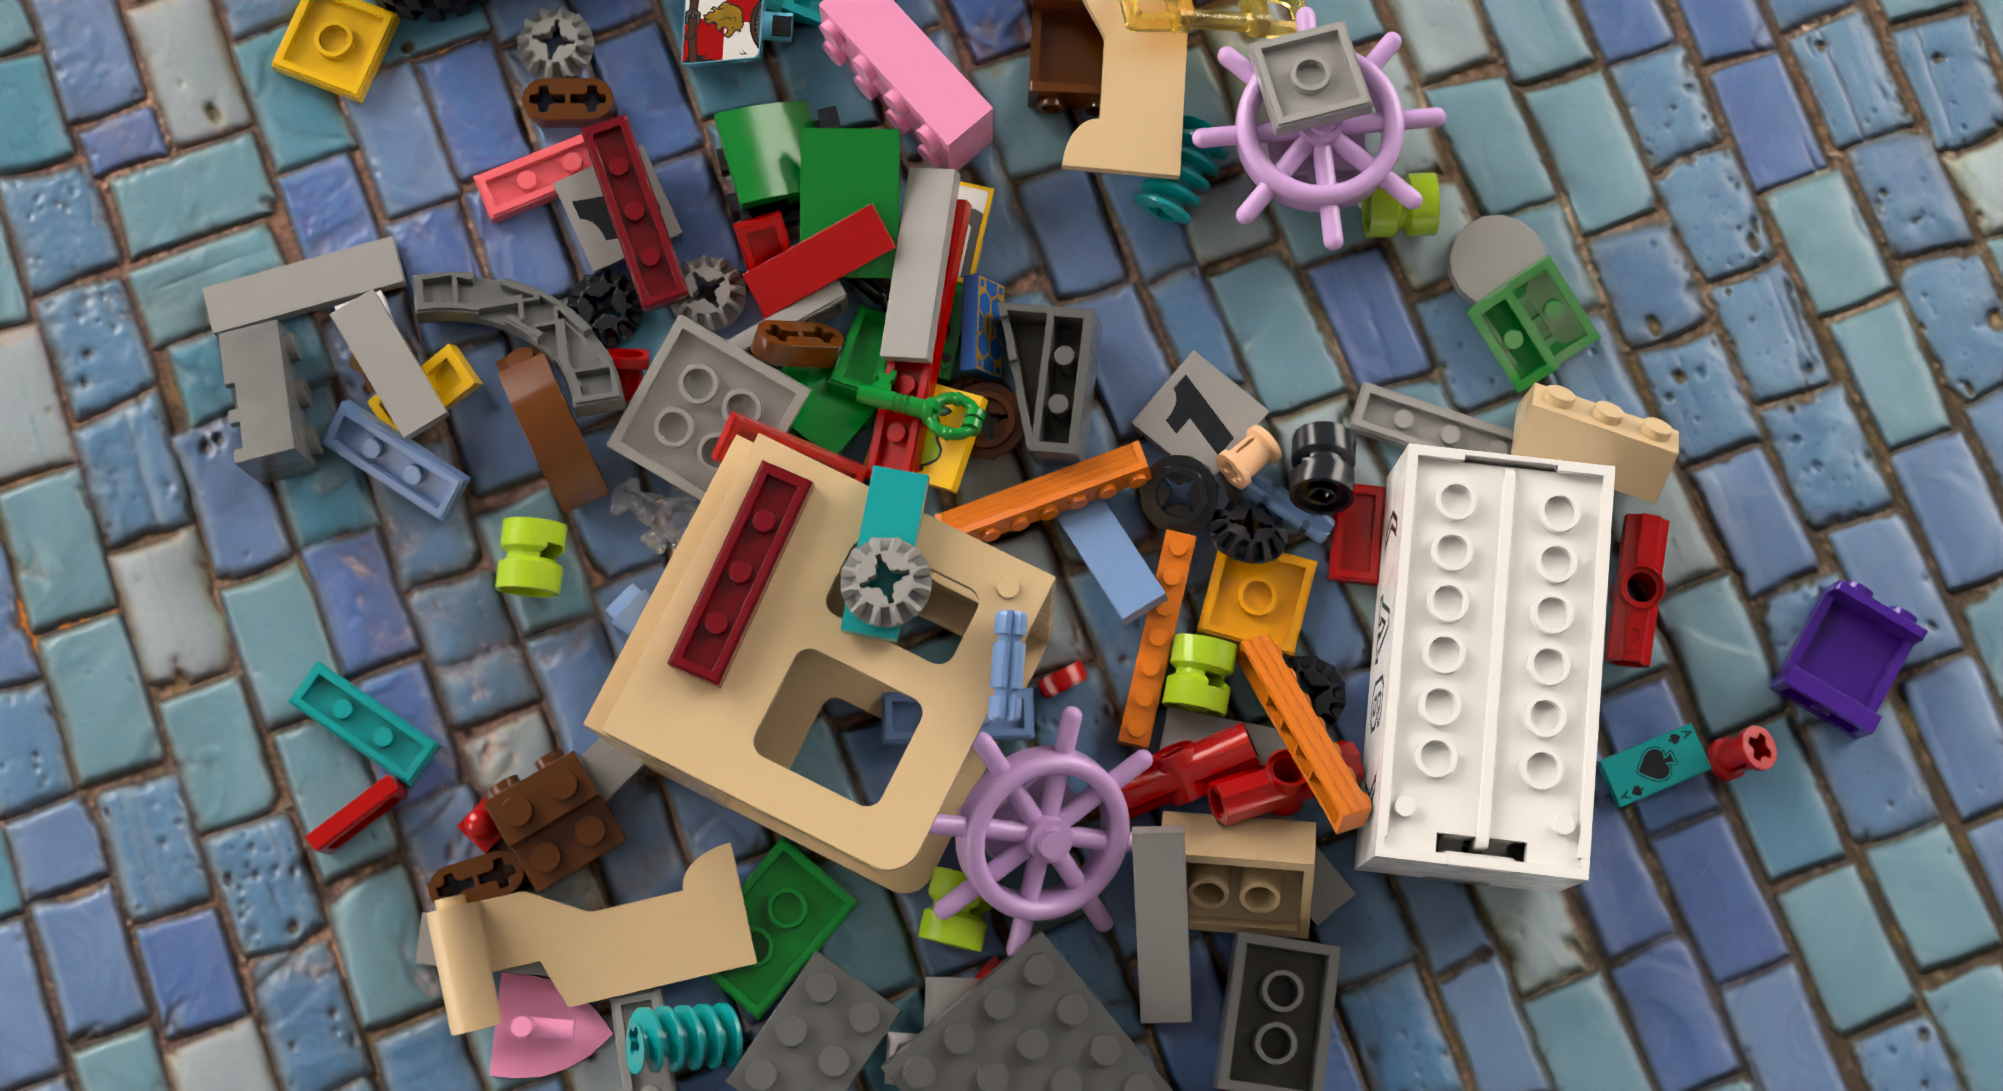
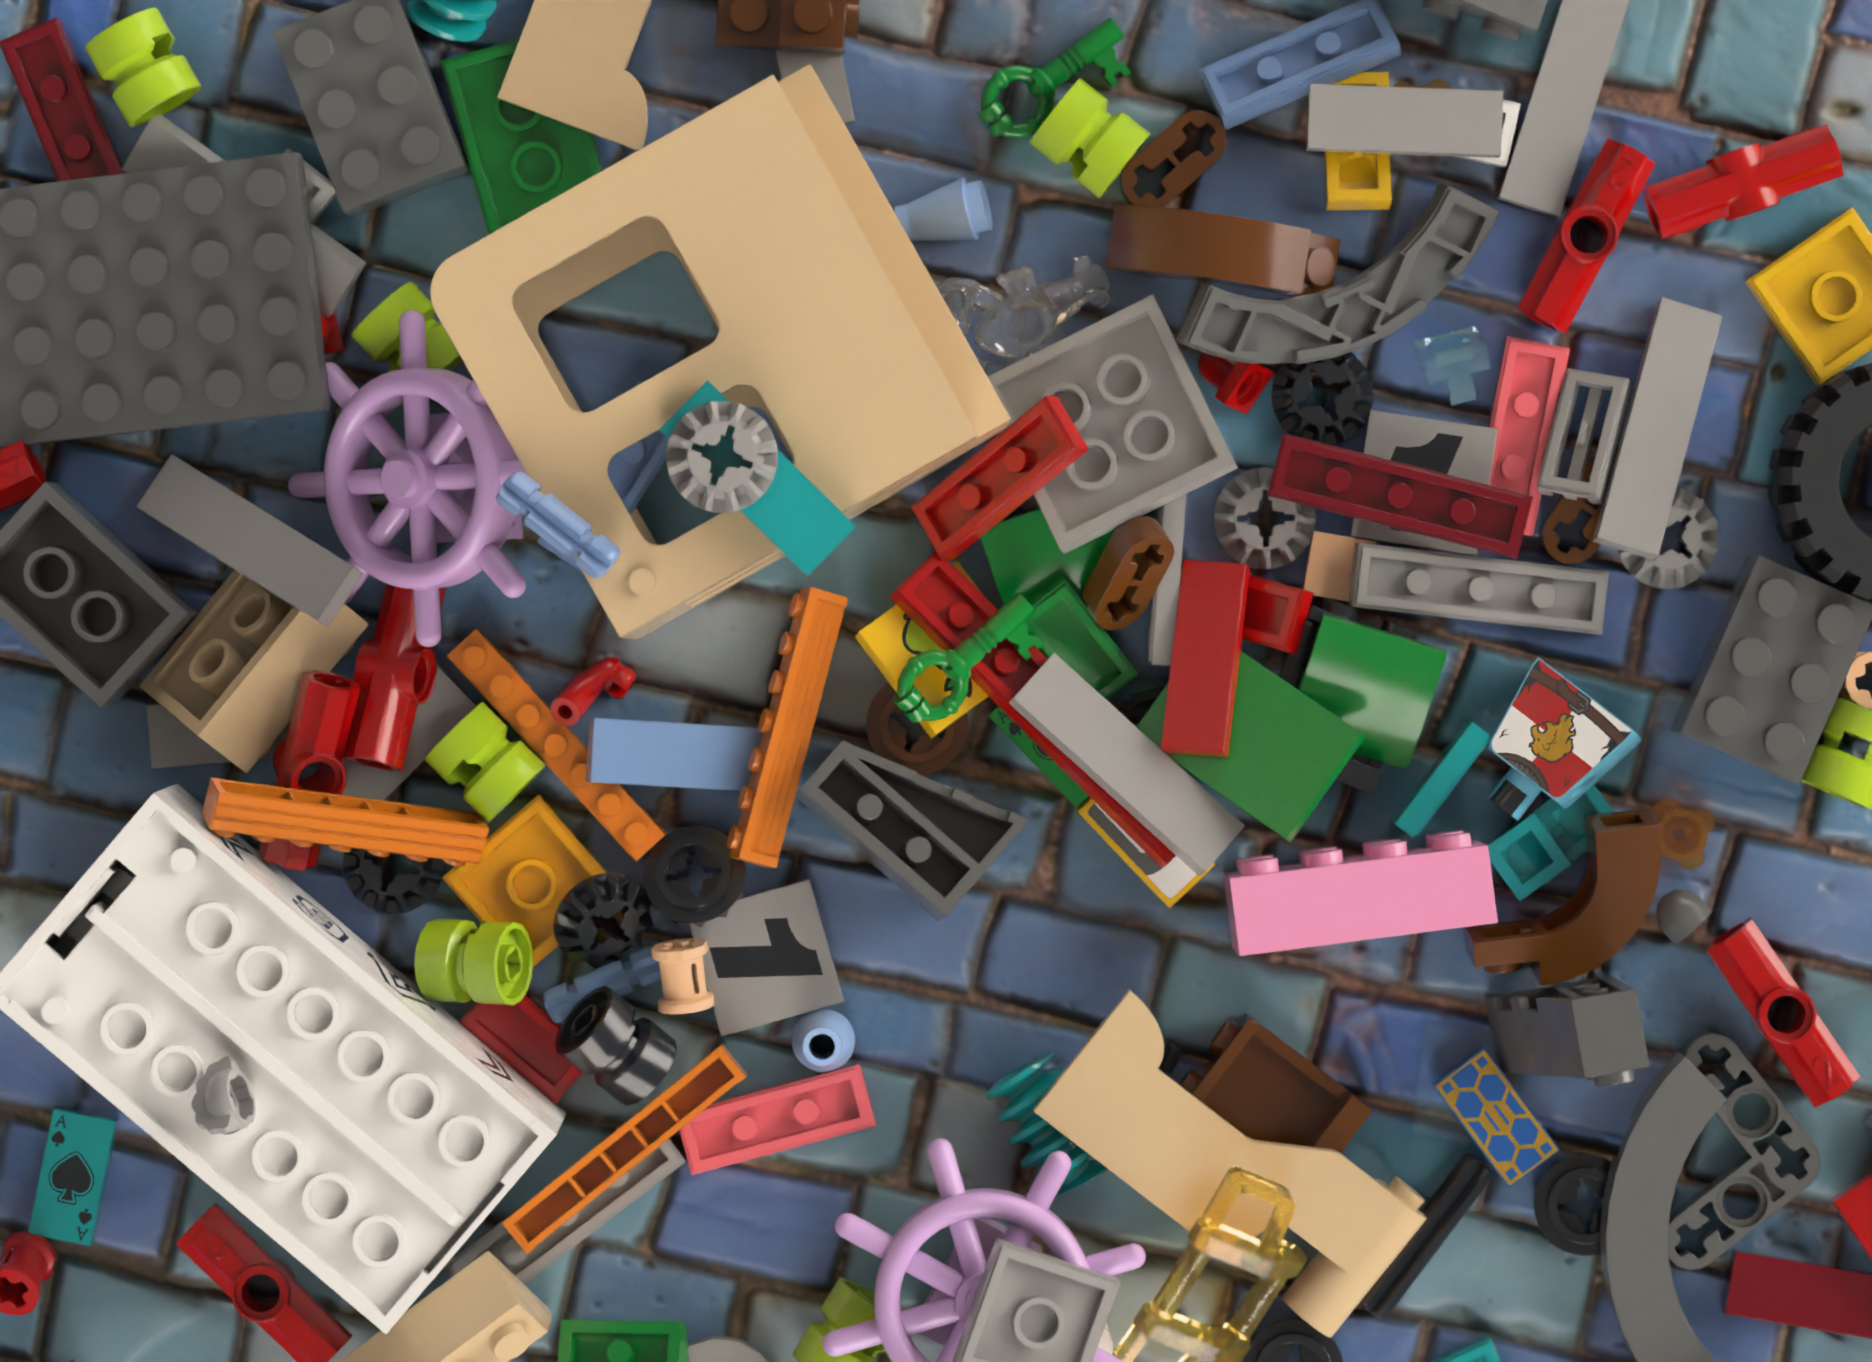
camera: 125 degrees right, 10 degrees up
(296, 139) = (1743, 182): none -> red piece
(363, 212) = (1605, 200): none -> red piece
(488, 88) = (1657, 428): none -> light grey tile
(515, 615) = (1043, 82): none -> green piece
(516, 488) = (1162, 150): none -> reddish brown beam
(527, 240) = (1452, 360): none -> clear light blue tile
(559, 115) = (1573, 486): none -> light grey tile
(664, 134) = (1478, 588): none -> light grey tile
(707, 227) = (1330, 565): none -> light nougat tile
(741, 574) = (837, 319): dark red tile -> none
(799, 78) = (1440, 779): none -> teal tile
(982, 328) = (1021, 789): blue tile -> none
(1062, 680) = (579, 615): red tile -> none
(1112, 646) = (586, 687): none -> red arm
(1226, 355) = (823, 1022): none -> light blue cone
(1297, 345) = (778, 1119): none -> coral tile
(1336, 599) = (468, 962): none -> lime wheel
(1376, 415) = (624, 1148): none -> orange piece
(1542, 669) = (223, 1098): none -> light grey piece

